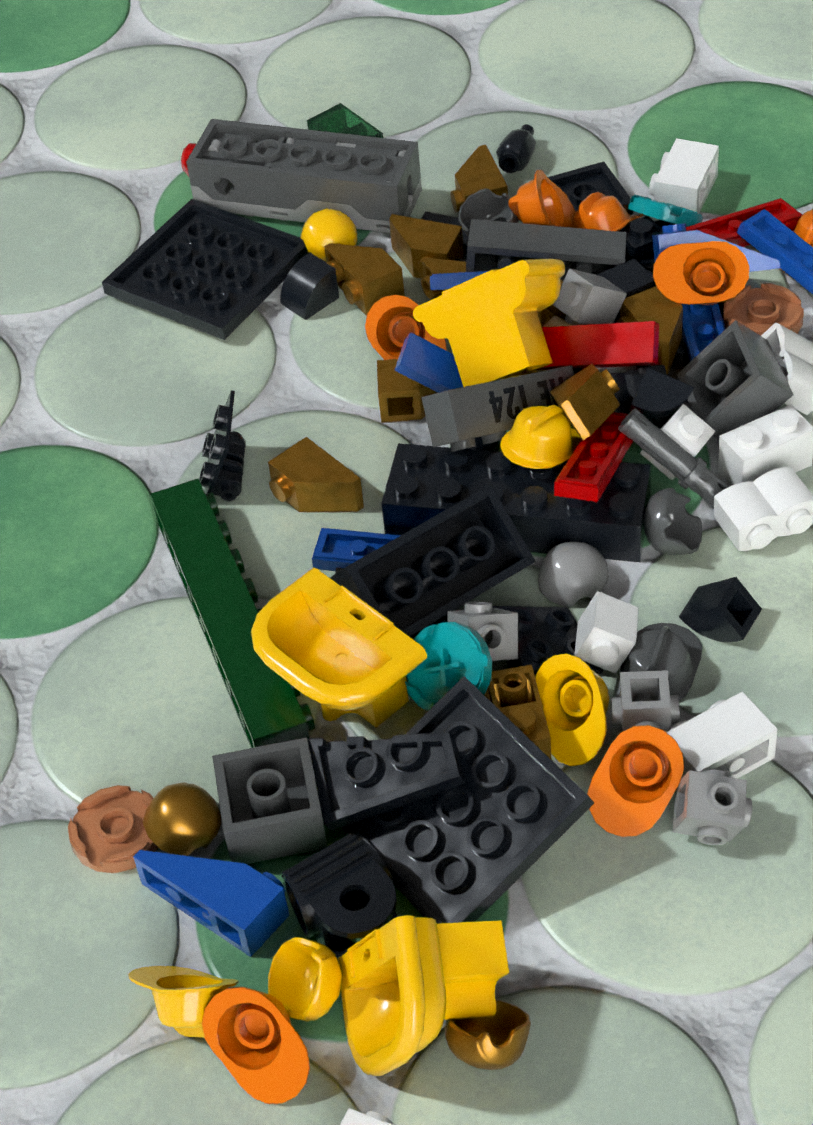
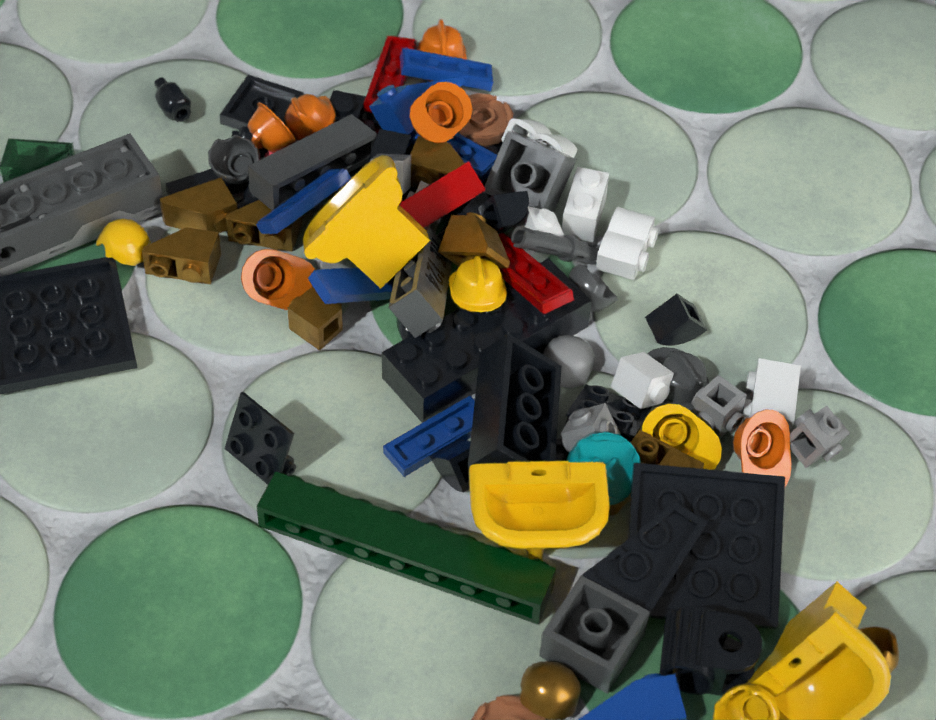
camera: 55 degrees left, 5 degrees up
(309, 286) = (154, 288): black brick -> none
(314, 480) = (341, 417): pearl gold slope -> none
(477, 174) = (185, 142): pearl gold slope -> none
(664, 211) = (338, 86): teal tile -> none
(686, 174) = (314, 56): white brick -> none

